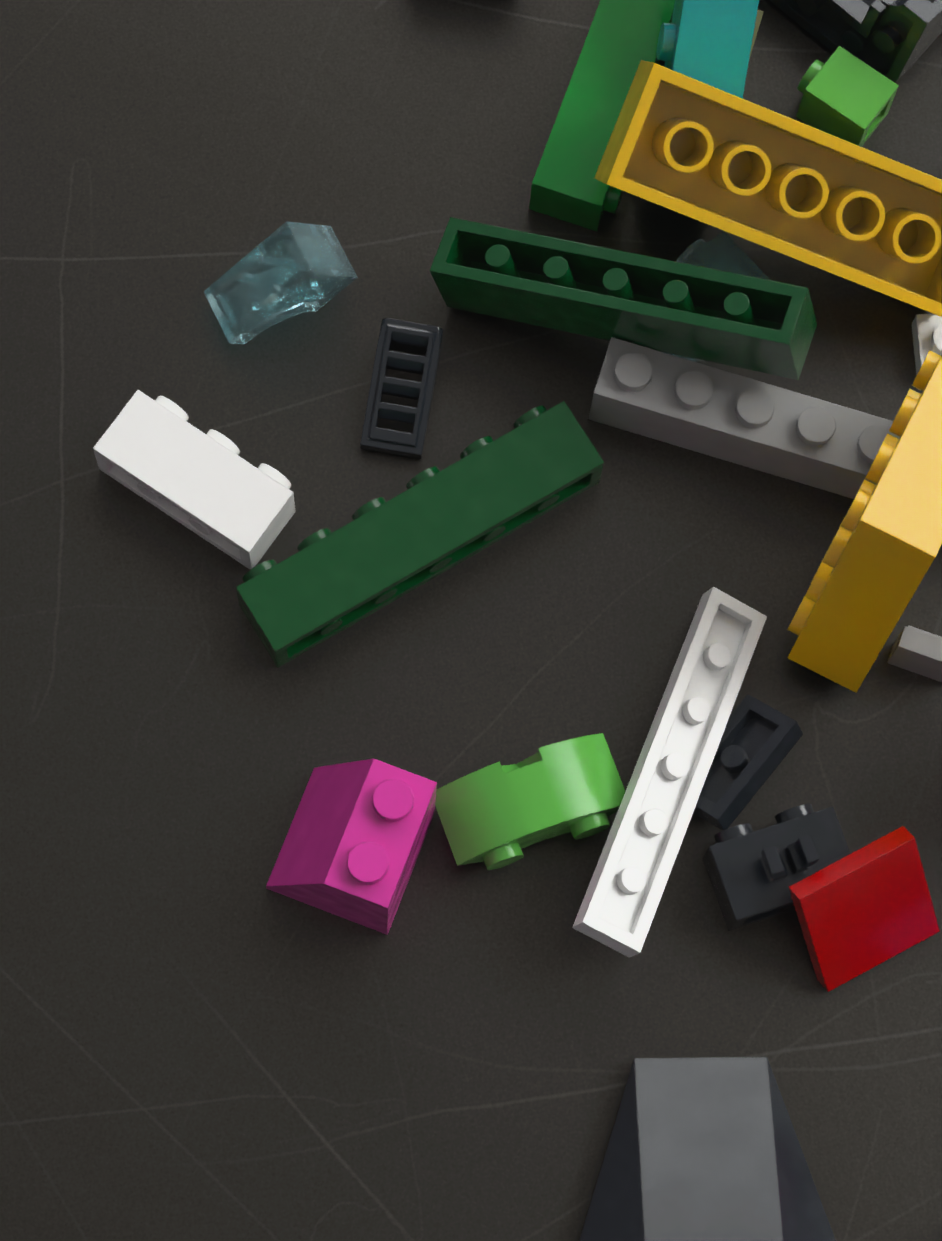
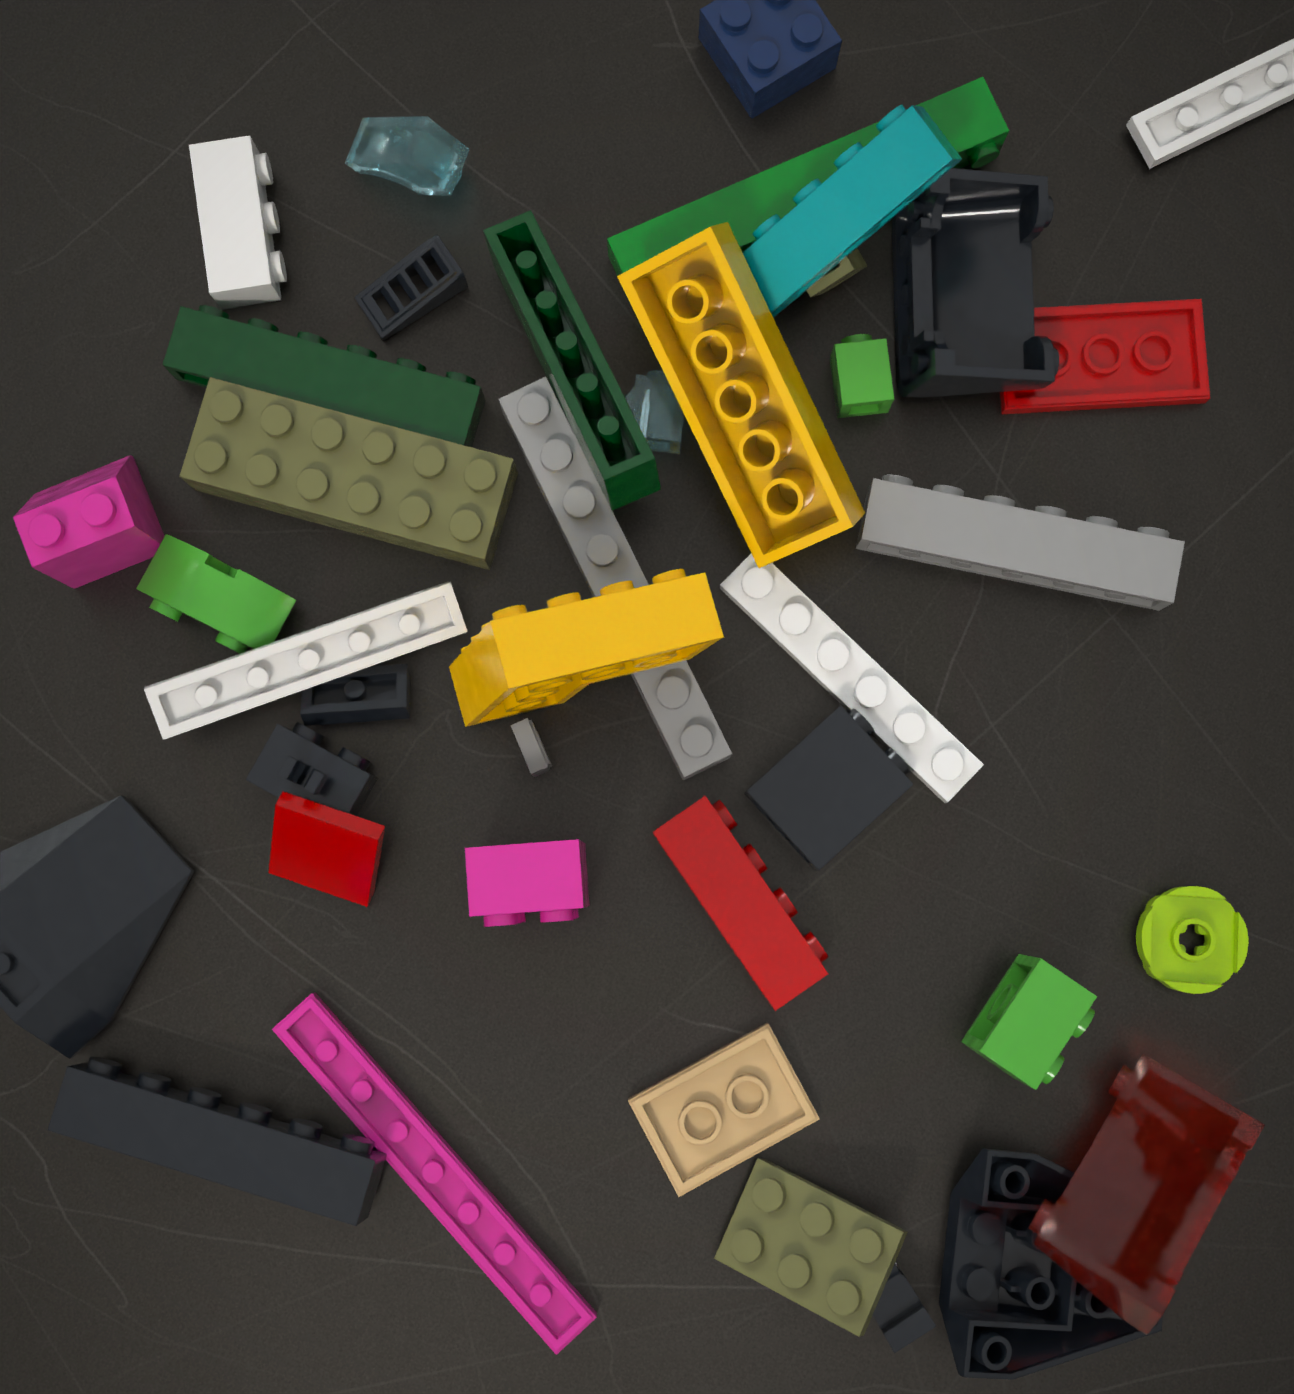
camera: 55 degrees right, 10 degrees up
(529, 585) = (349, 473): none -> olive brick

